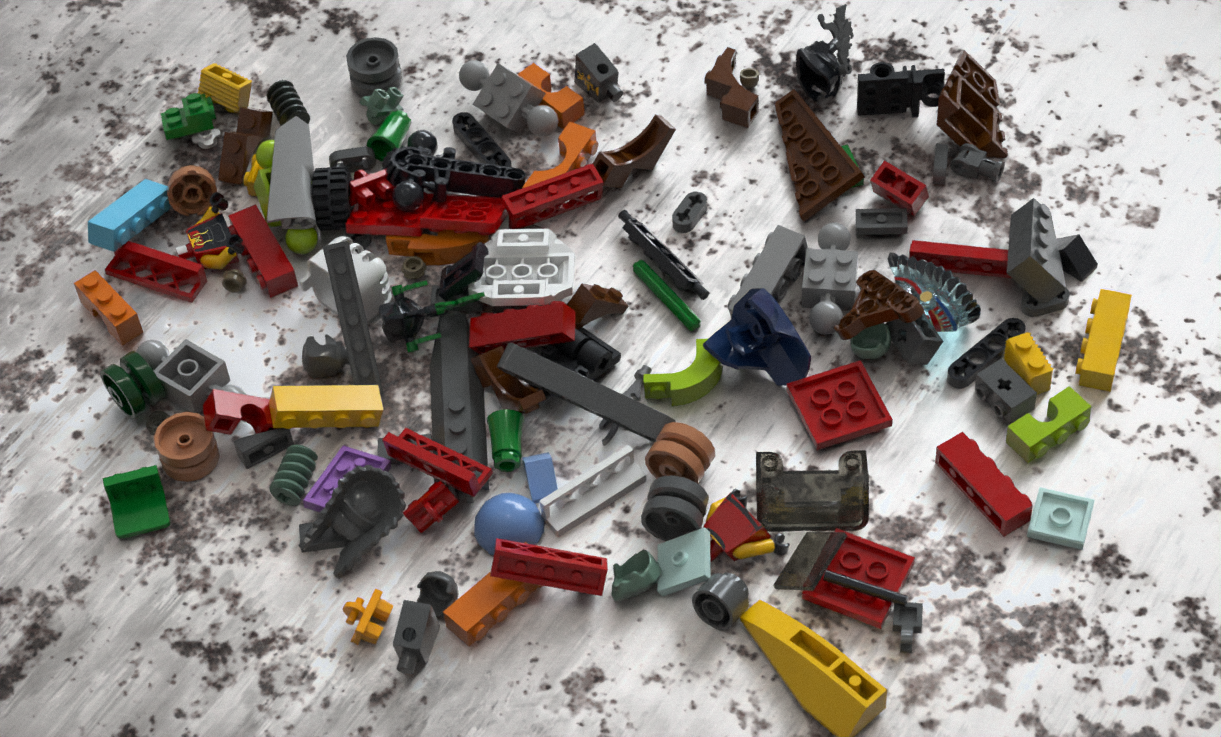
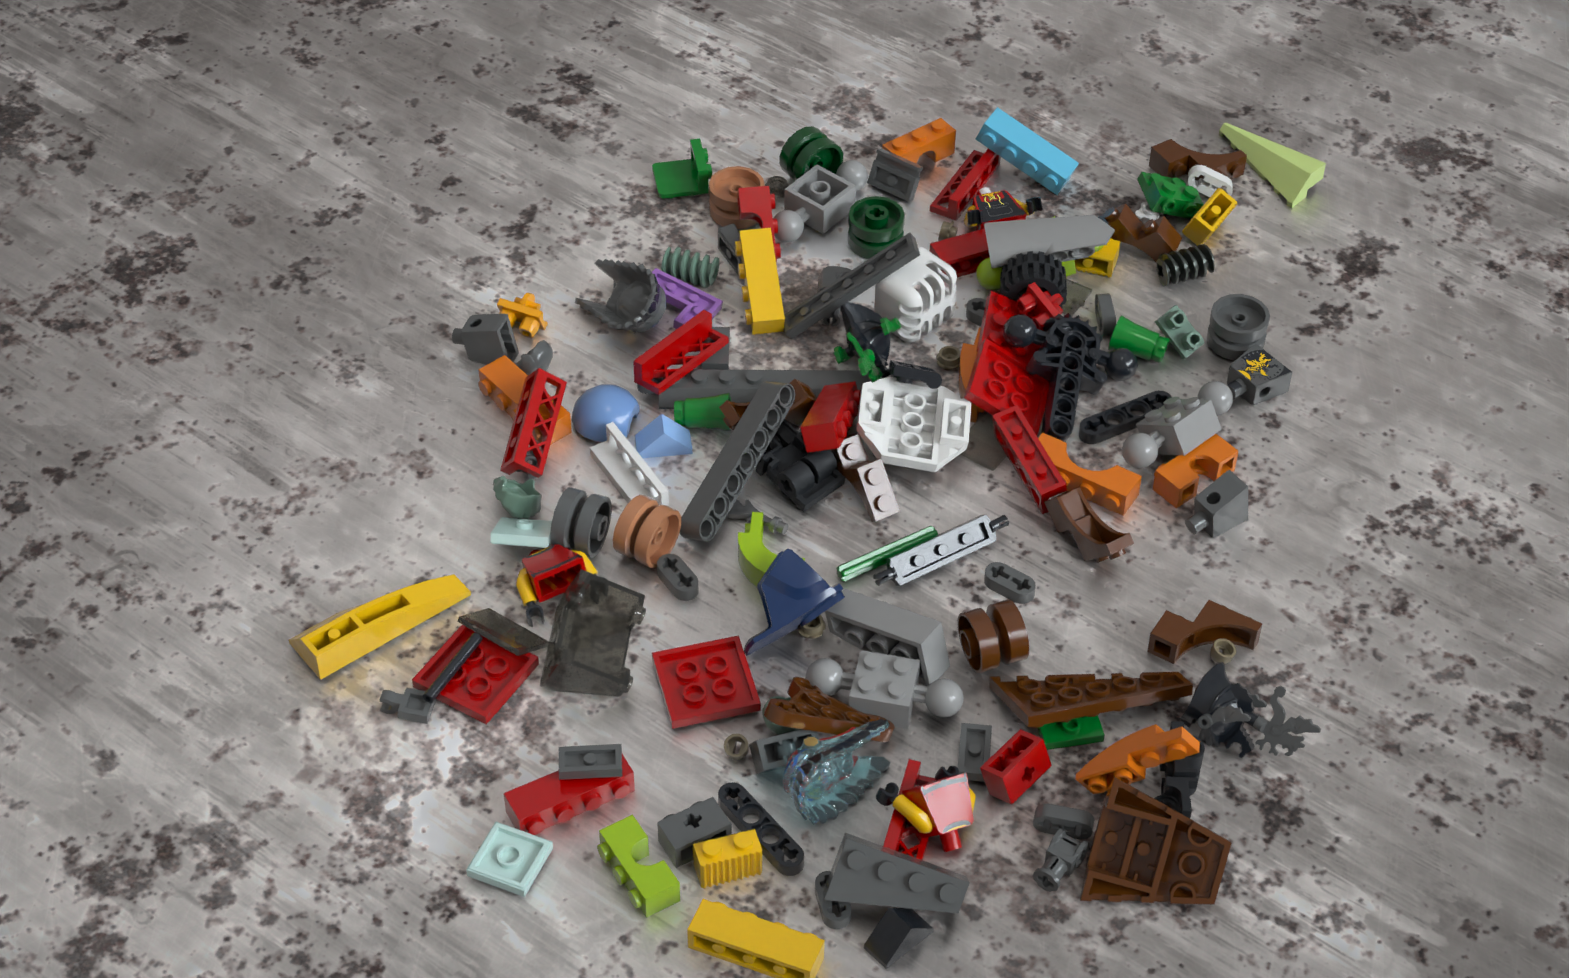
camera: 90 degrees right, 5 degrees down
(135, 117) = (1174, 160): none -> reddish brown arch
(151, 40) = (1283, 167): none -> yellowish green wedge
(153, 318) = (895, 175): none -> dark grey plate
(172, 90) = (1210, 182): none -> white beam
(191, 190) = (1063, 193): nougat cylinder -> none
(234, 330) = (874, 225): none -> dark green wheel
(430, 60) = (1258, 376): none -> dark grey torso
(430, 506) = (626, 351): red hips -> none
(719, 596) = (470, 556): dark grey piece -> none
(722, 444) = (682, 574): none -> dark grey beam
(767, 203) = (993, 636): none -> reddish brown wheel
(893, 114) = (1133, 754): none -> orange slope
(908, 374) = (730, 746): none -> dark tan hinge
(949, 226) = (935, 806): none -> torso
(966, 455) = (590, 761): none -> dark grey plate

